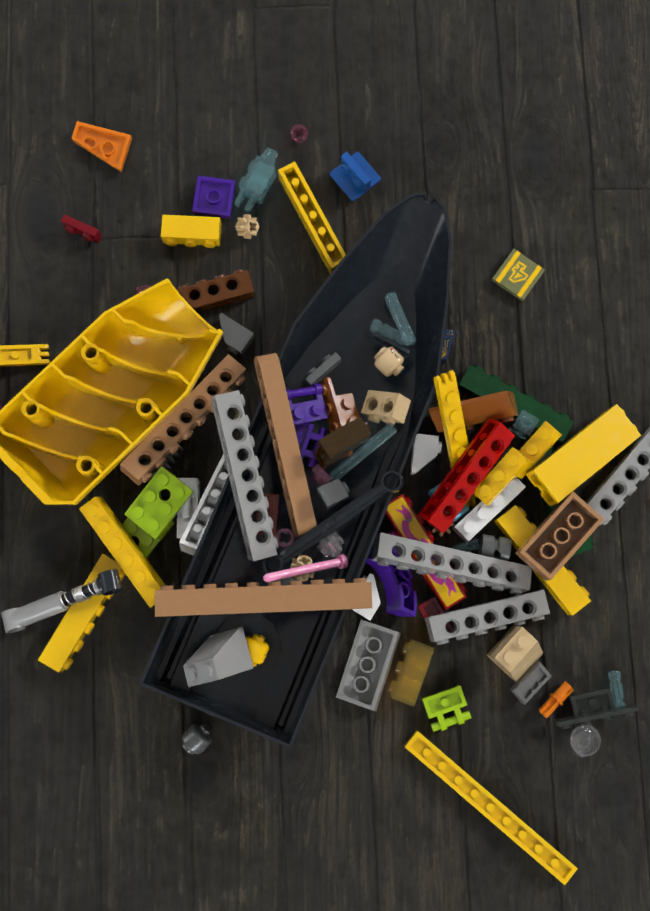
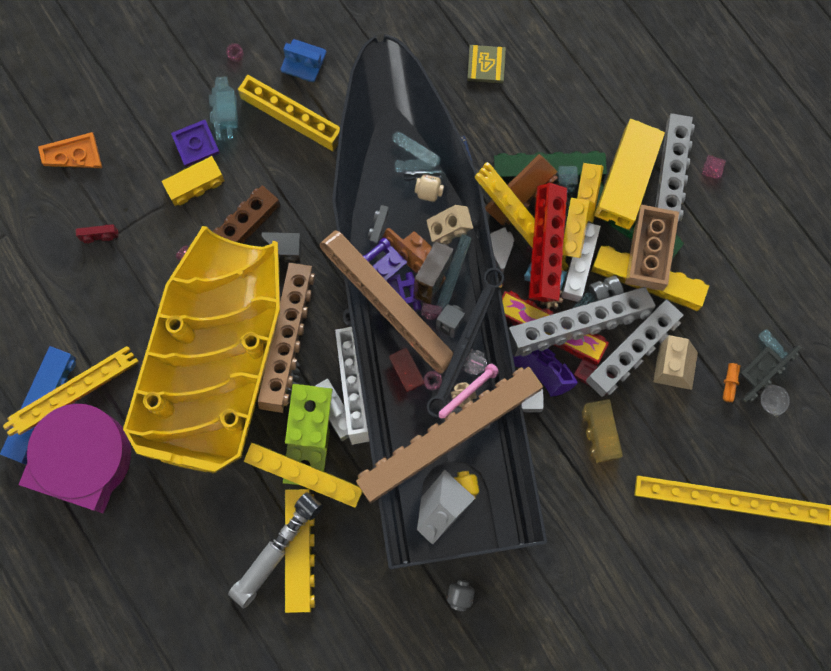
camera: 30 degrees left, 5 degrees down
(235, 467) = (359, 343): light grey brick -> none
(247, 226) = (239, 151): tan gear -> none
(368, 665) = (563, 447): light grey slope -> none
(444, 702) = (643, 441): lime plate -> none
(530, 682) = (702, 381): dark grey plate -> none

